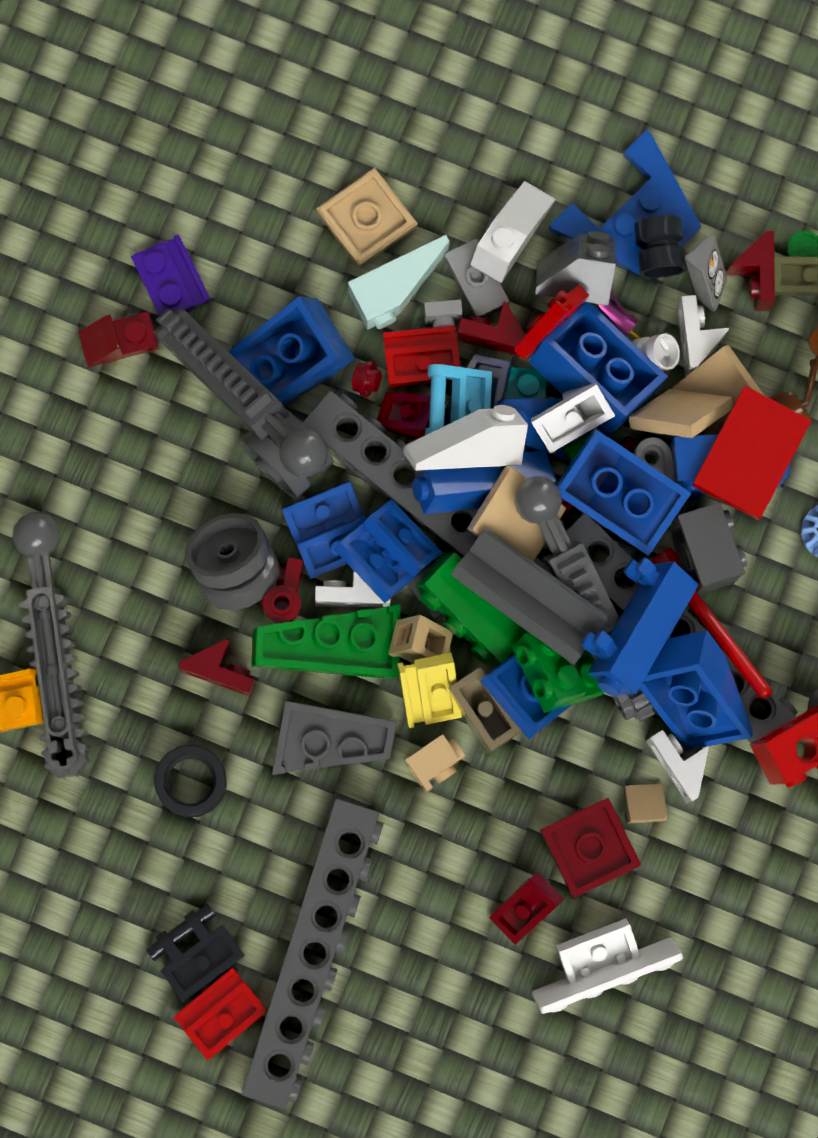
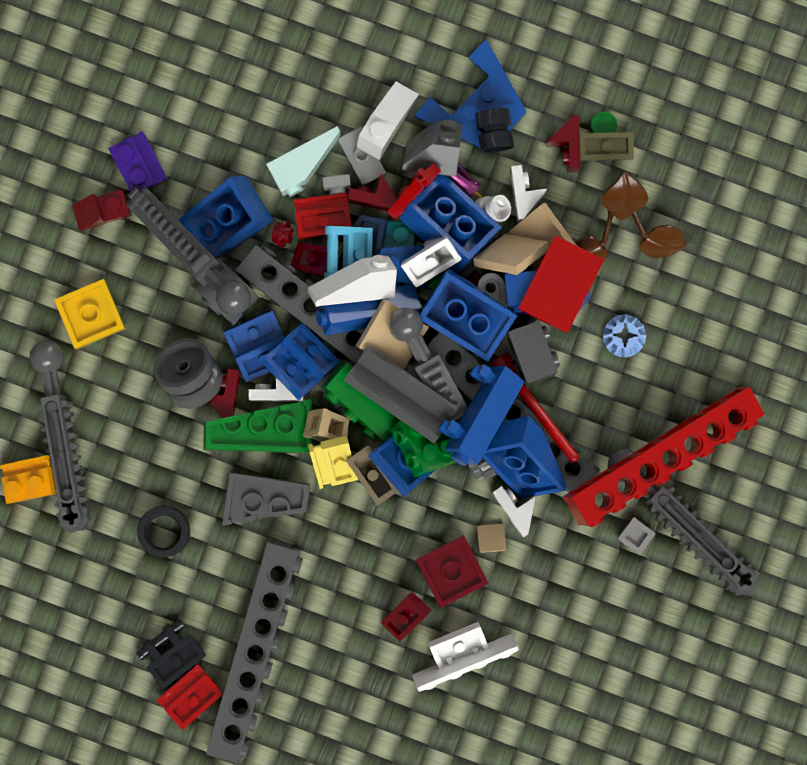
camera: 10 degrees right, 5 degrees up
(97, 479) = (89, 314): none -> yellow plate
(208, 667) = (174, 448): dark red slope -> none
(286, 615) = (230, 410): dark red plate -> none
(366, 218) = (280, 113): tan tile -> none
(435, 762) = (338, 513): tan brick -> none
(707, 272) = (530, 147): light grey slope -> none

